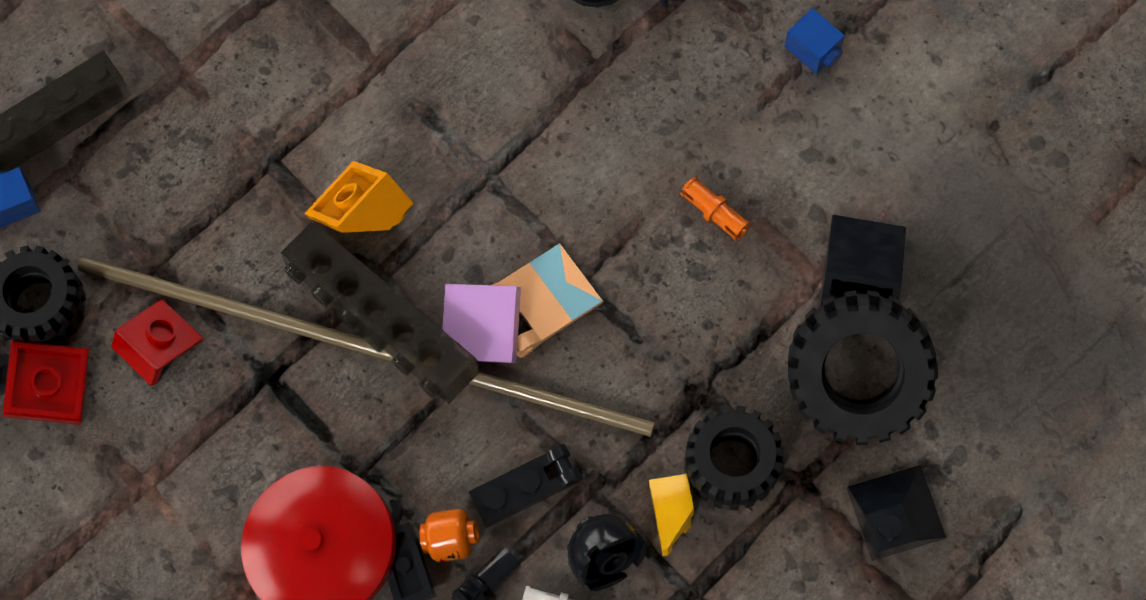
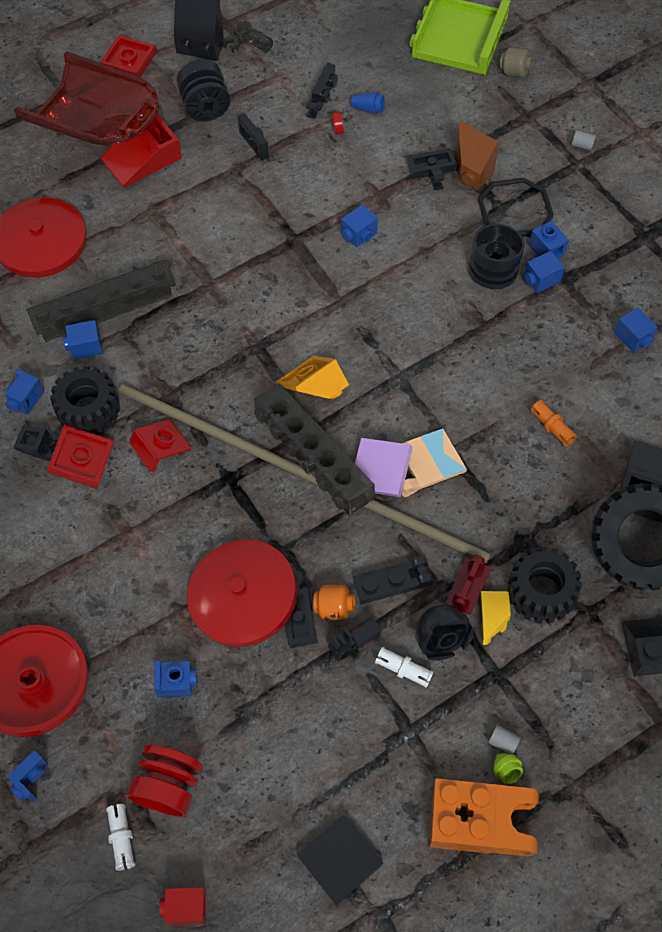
camera: 10 degrees right, 10 degrees down
(630, 474) = (468, 584): none -> dark red hinge

